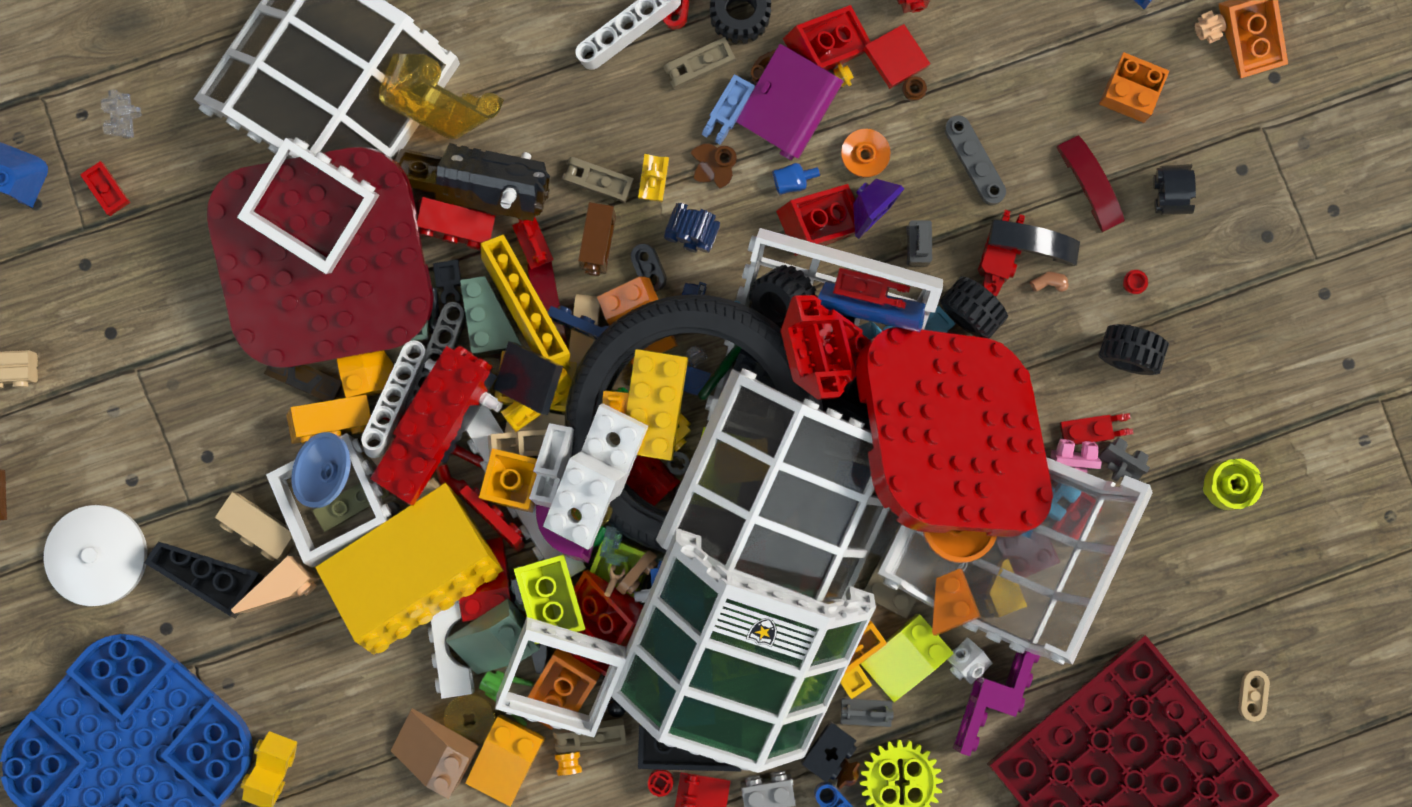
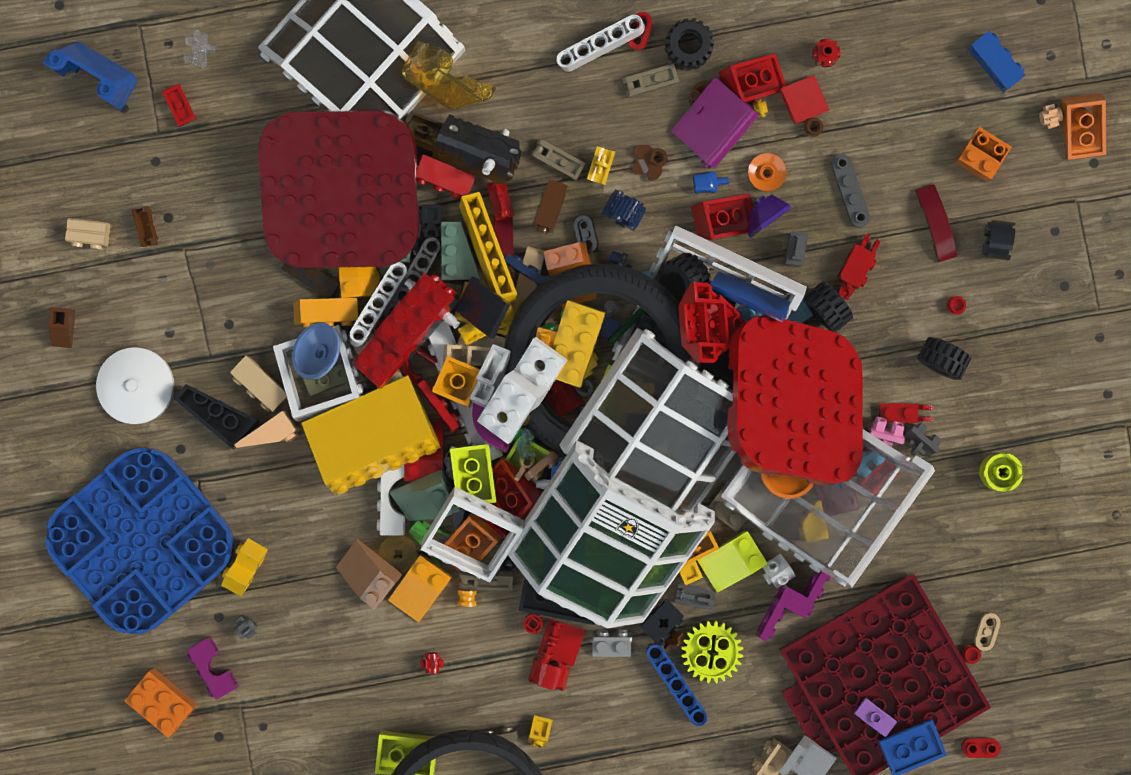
camera: 10 degrees right, 5 degrees up
(81, 348) = (144, 226): none -> reddish brown hinge
(285, 239) = (321, 178): white window -> none
(729, 107) = (668, 119): medium blue hinge -> none
(868, 288) = (749, 283): red hinge -> none
(953, 603) = (773, 527): orange wing -> none
(1034, 240) = (884, 262): black slope -> none
(1058, 280) = (892, 292): nougat arm -> none
(1238, 728) = (971, 654): none -> red plate

